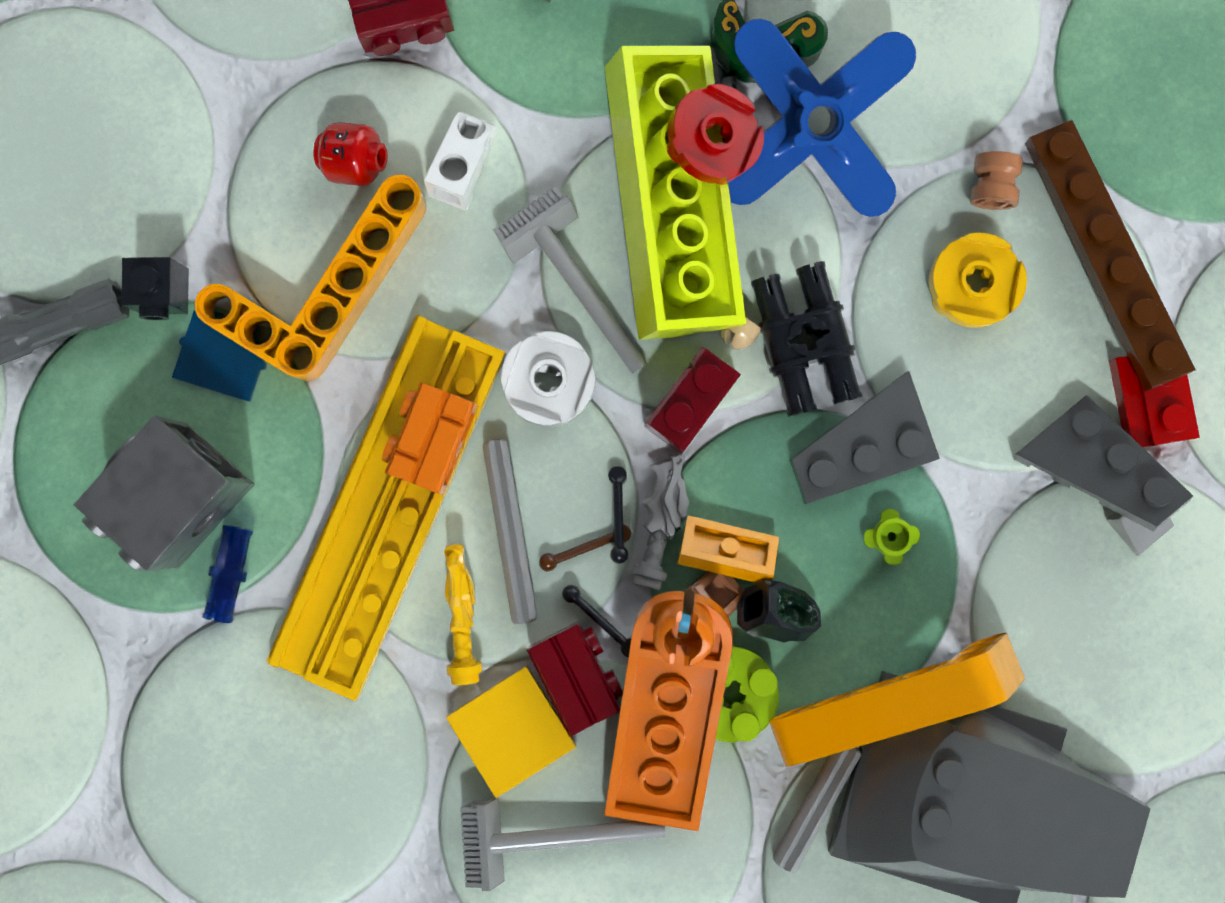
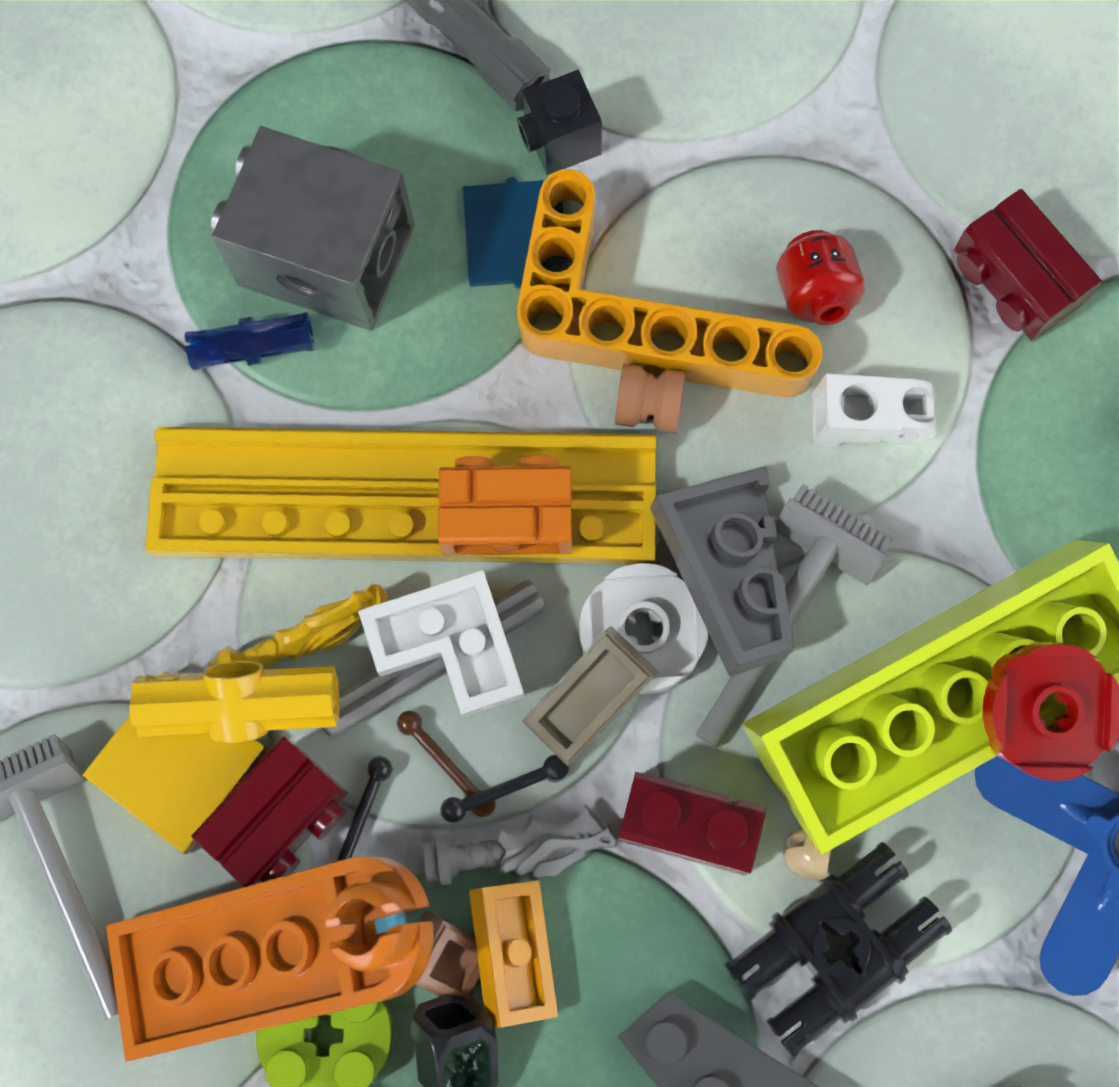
camera: 75 degrees right, 10 degrees down
(387, 310) = (649, 398): none -> nougat wheel
(489, 674) = (235, 701): none -> yellow piece
(497, 502) = (452, 623): none -> white plate
(522, 302) = (729, 564): none -> dark grey wing
(580, 432) = (589, 695): none -> dark tan tile

